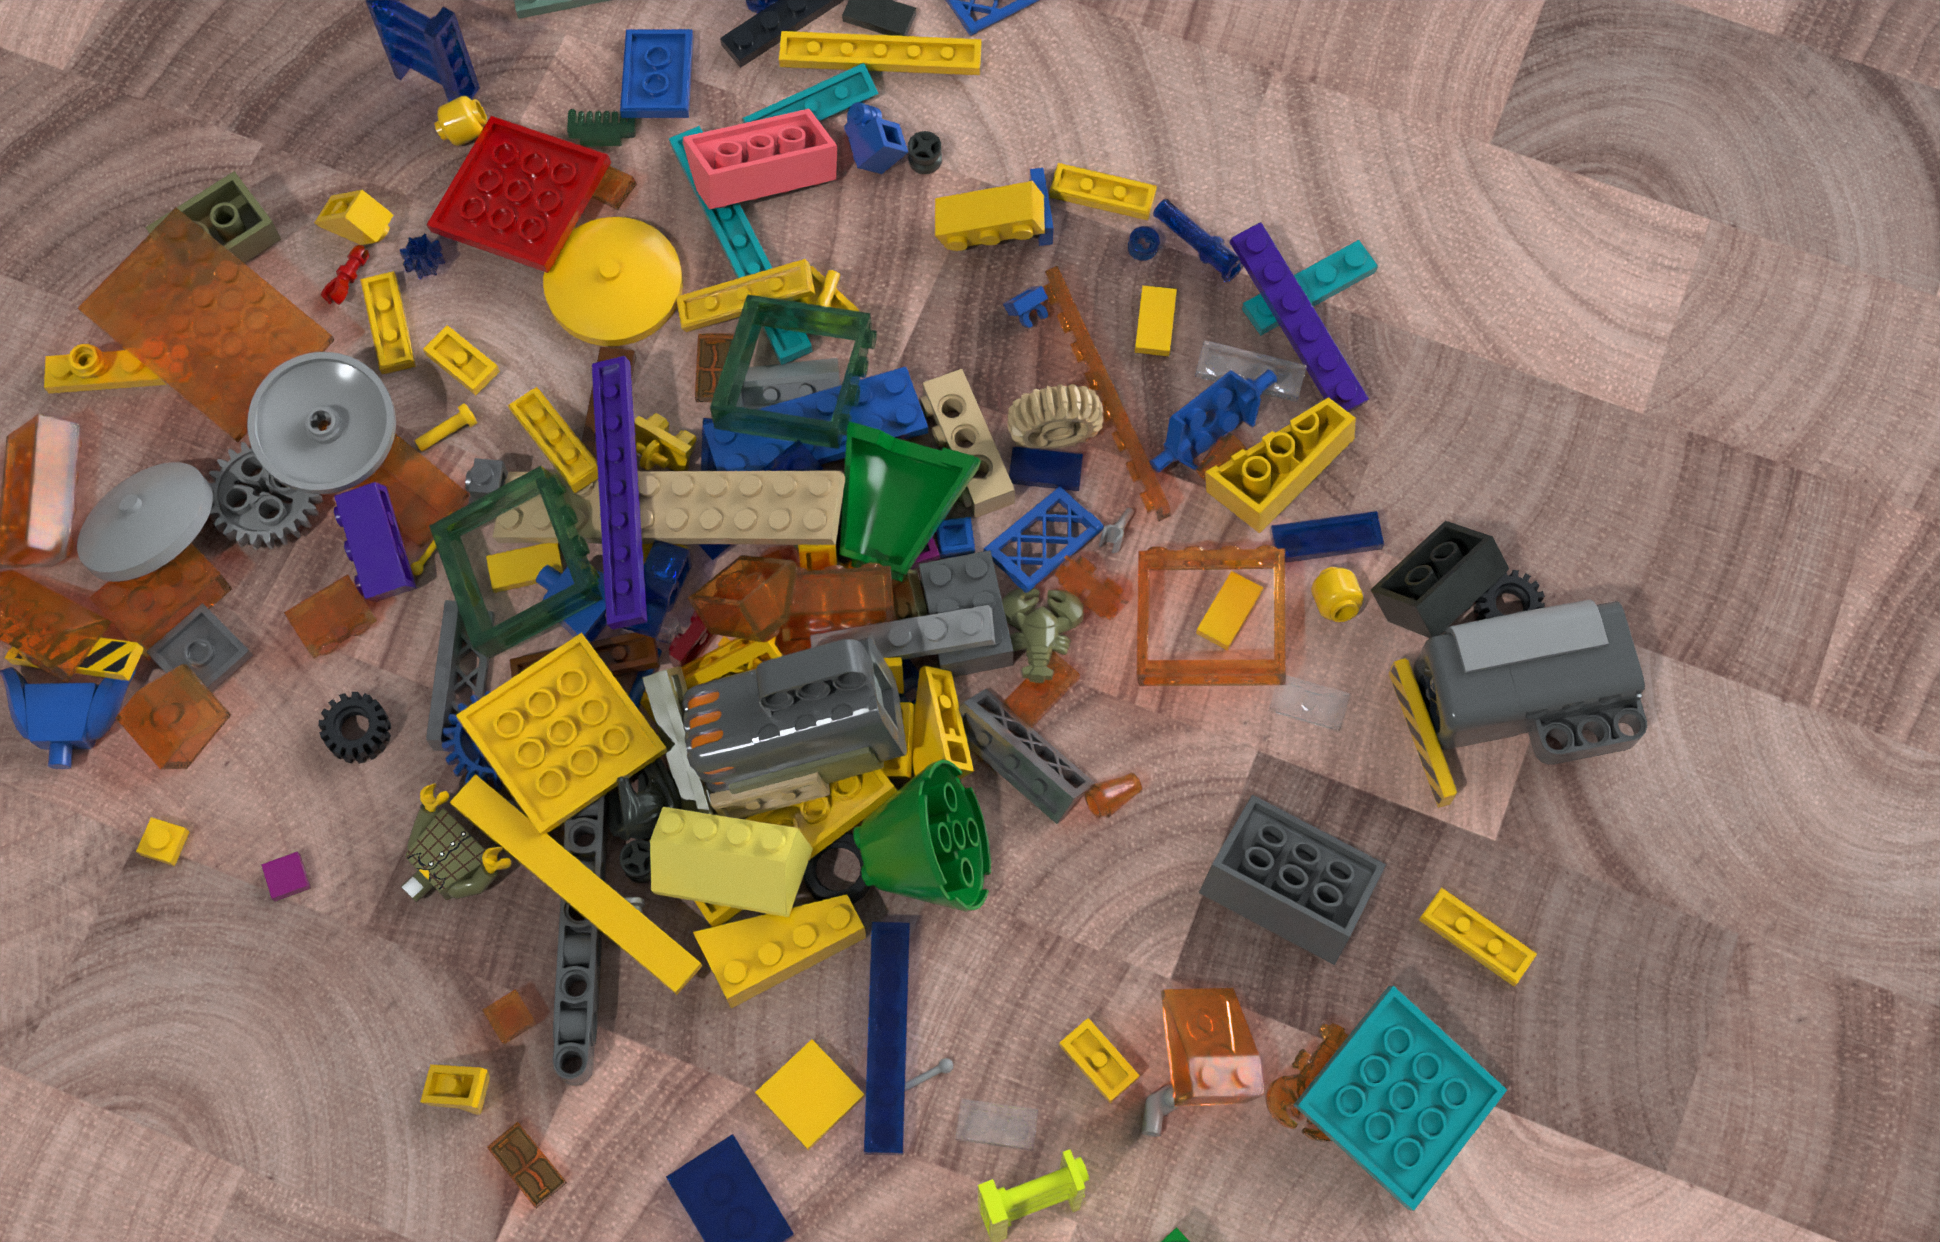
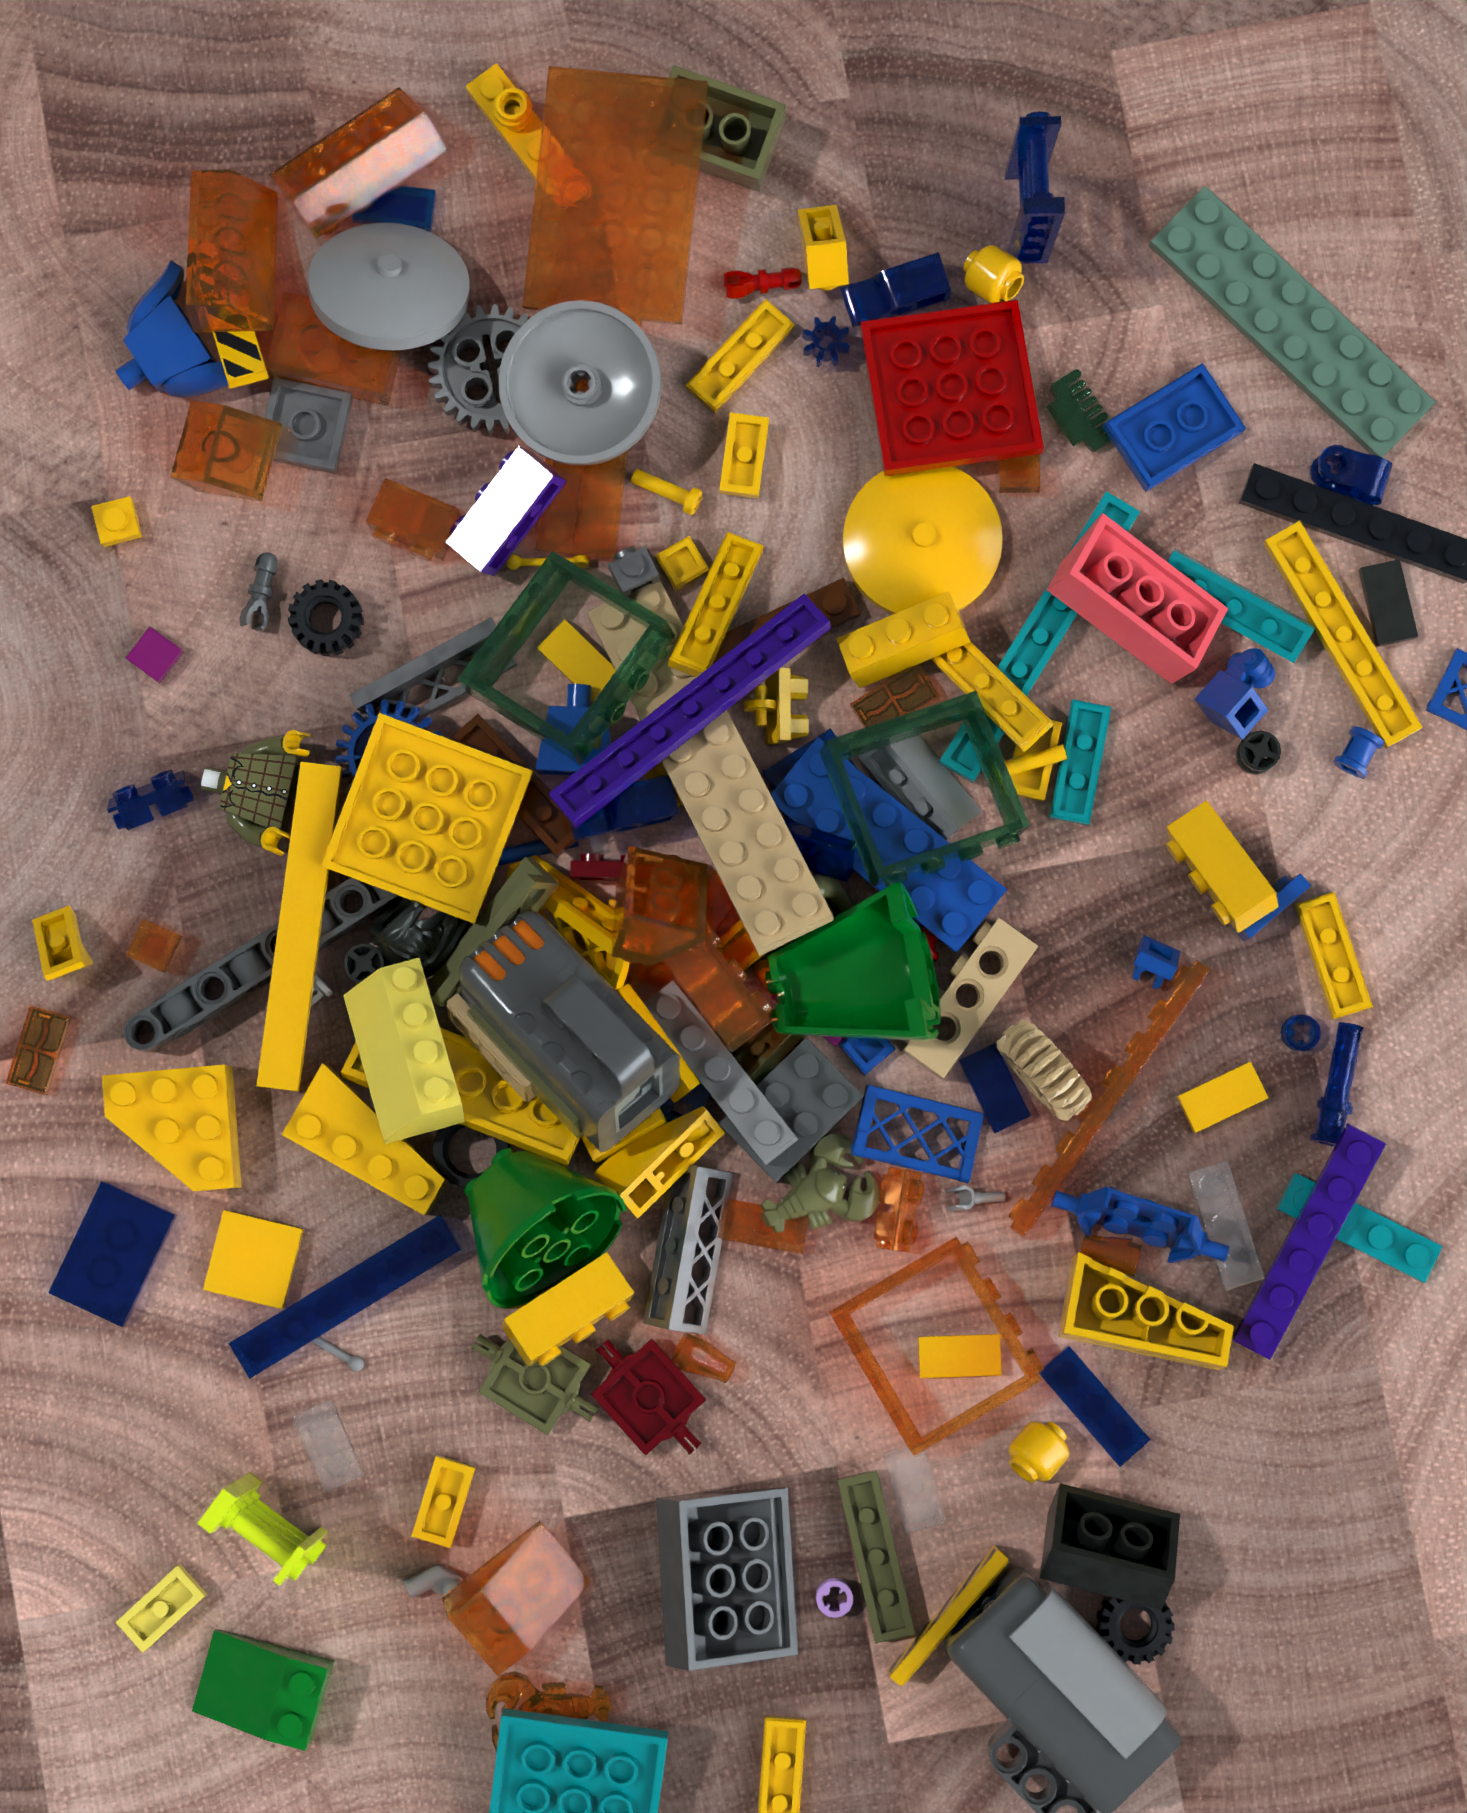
camera: 55 degrees right, 15 degrees up
(93, 486) = (401, 206): none -> clear blue tile
(299, 765) = (260, 591): none -> dark grey piece
(396, 933) = (163, 791): none -> clear blue hinge
(423, 187) = (897, 290): none -> clear blue piece
(509, 449) = (682, 563): none -> yellow tile
(661, 1079) = (181, 1121): none -> yellow brick
(675, 327) = (903, 640): none -> yellow brick
(856, 277) = (1079, 774): none -> teal tile
(970, 89) = (1358, 752): none -> blue bush
(1011, 867) = (568, 1311): none -> yellow brick
(1046, 929) = (534, 1392): none -> olive plate
(1116, 852) = (648, 1396): none -> dark red plate
(1345, 759) = (876, 1556): none -> olive plate
(1369, 808) = (844, 1605): none -> lavender bush

